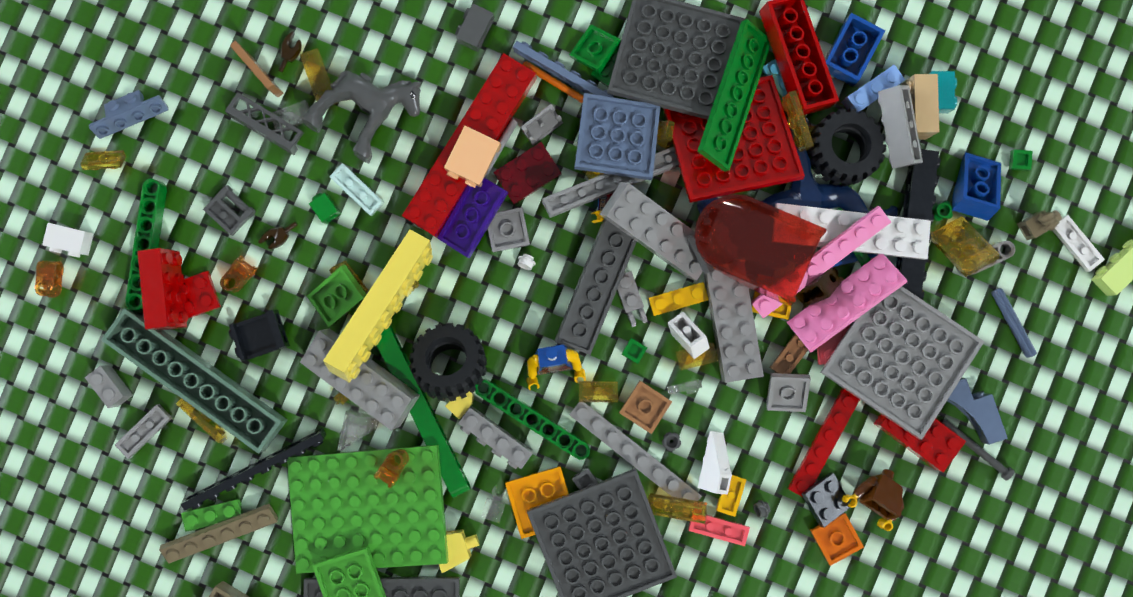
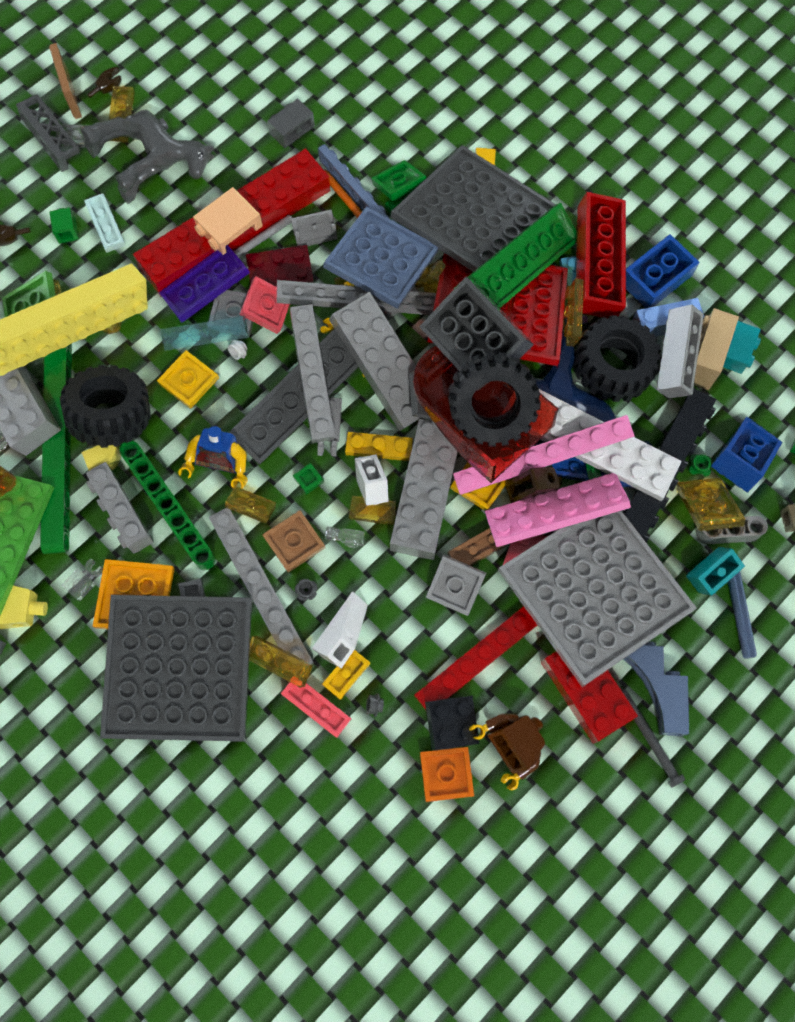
camera: 20 degrees right, 15 degrees down
(494, 260) = (204, 333): none -> clear light blue plate
(497, 305) = (188, 379): none -> yellow plate
(532, 215) = (261, 306): none -> coral plate
(606, 268) = (312, 373): none -> light grey brick
(735, 190) = (472, 325): none -> dark grey slope
(761, 231) = (497, 428): none -> black tyre
(985, 299) = (715, 570): none -> teal brick

